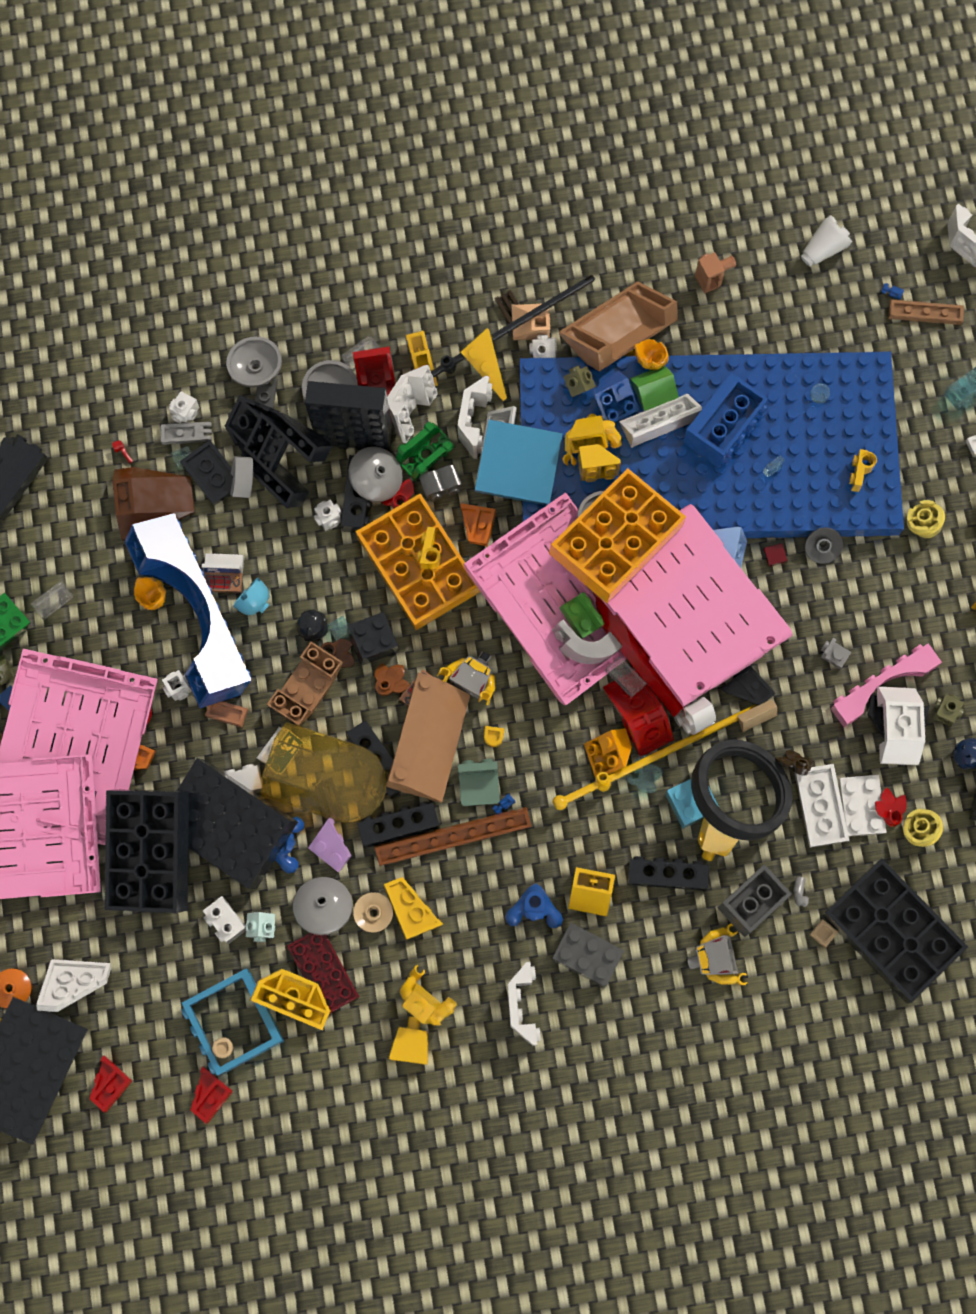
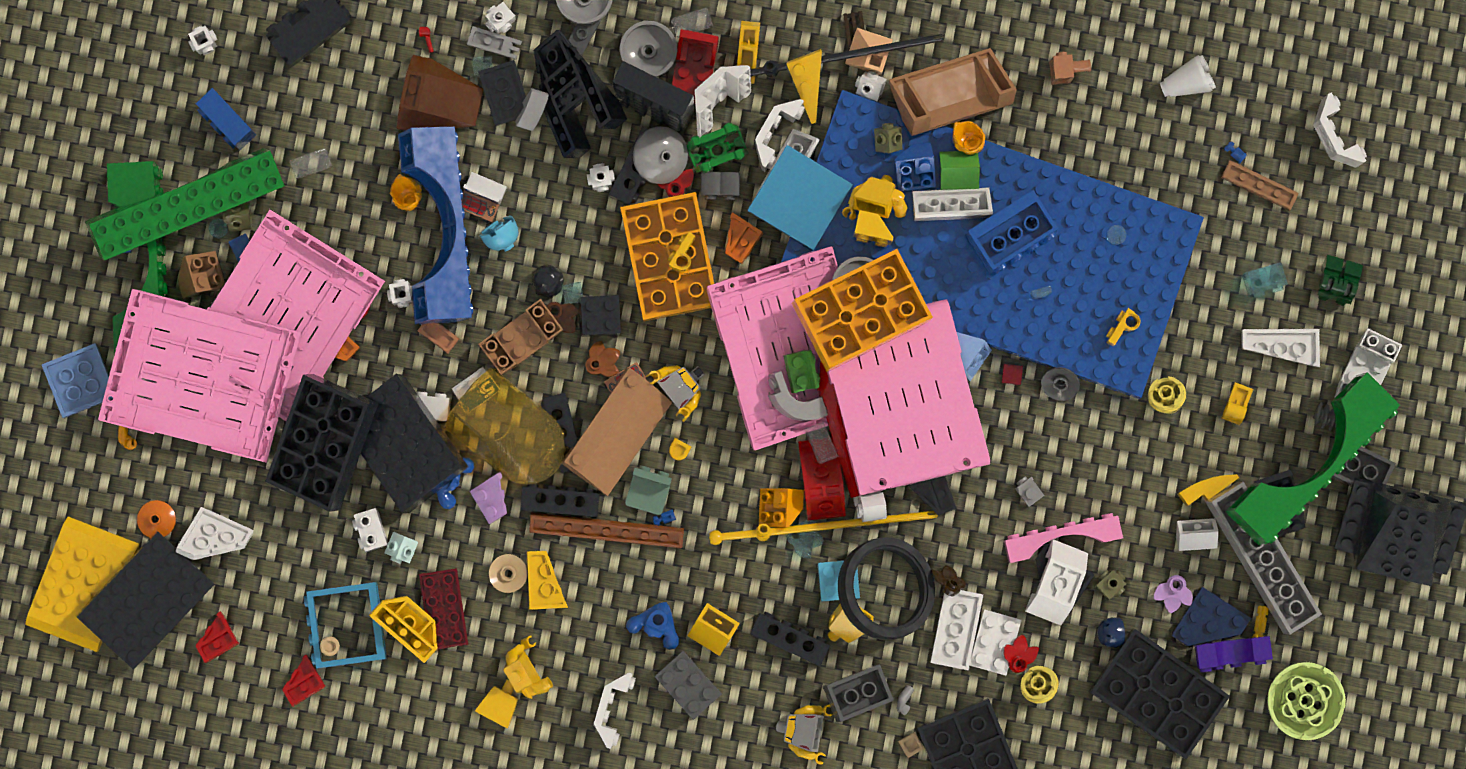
camera: 15 degrees right, 10 degrees up
(326, 917) = (461, 562): light grey dish -> none
(757, 715) = (931, 522): tan slope -> none

